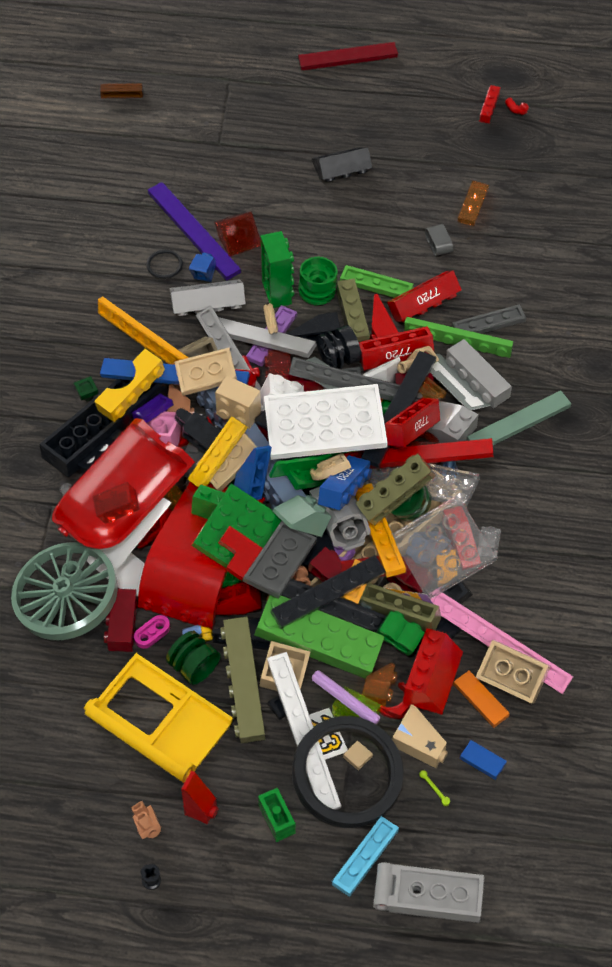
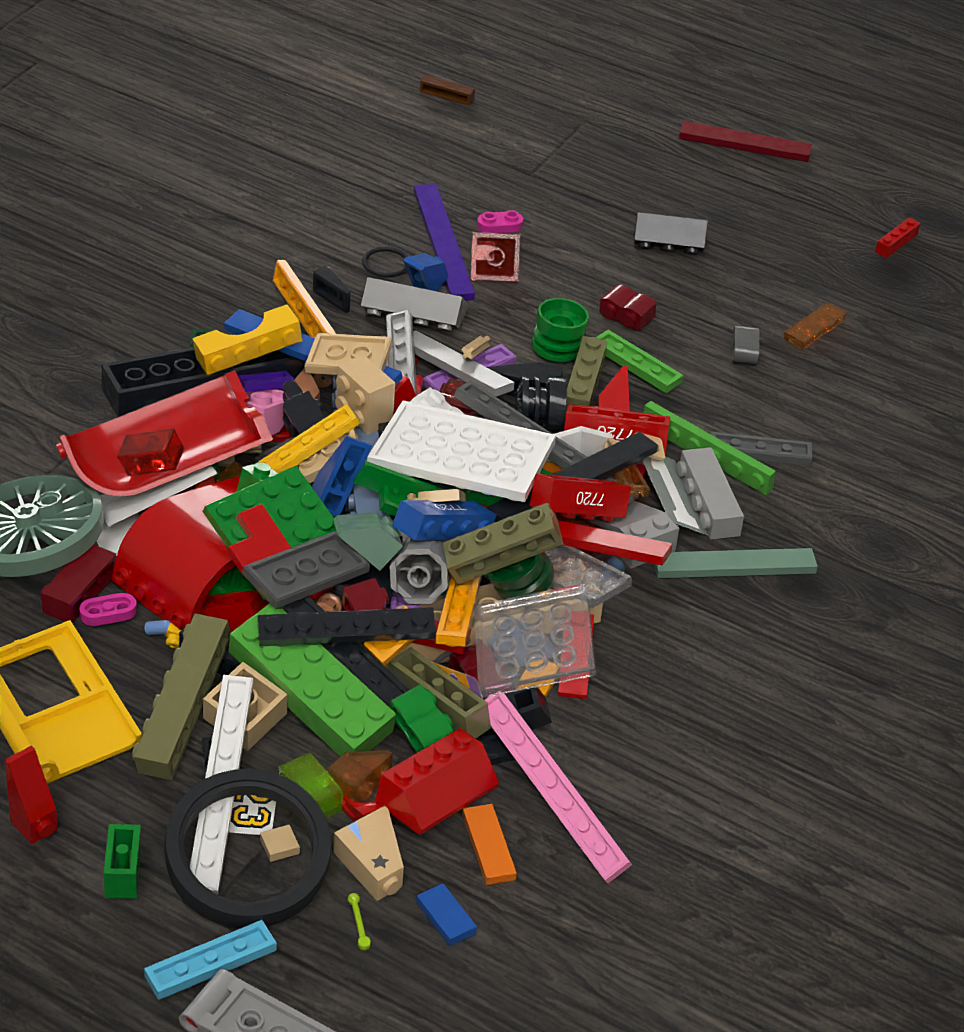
camera: 20 degrees right, 15 degrees down
(143, 305) = (331, 288): none -> black slope
(193, 657) = (135, 648): dark green wheel -> none
(224, 196) = (500, 222): none -> dark pink plate
(277, 269) = (511, 293): green brick -> none
(345, 697) = (299, 761): lavender axle -> none
(347, 239) = (628, 307): none -> dark red brick
(424, 296) = (690, 390): red brick -> none
(492, 537) = (612, 673): clear brick -> none
(513, 671) = (547, 821): tan brick -> none
(522, 109) = (928, 252): red arm -> none

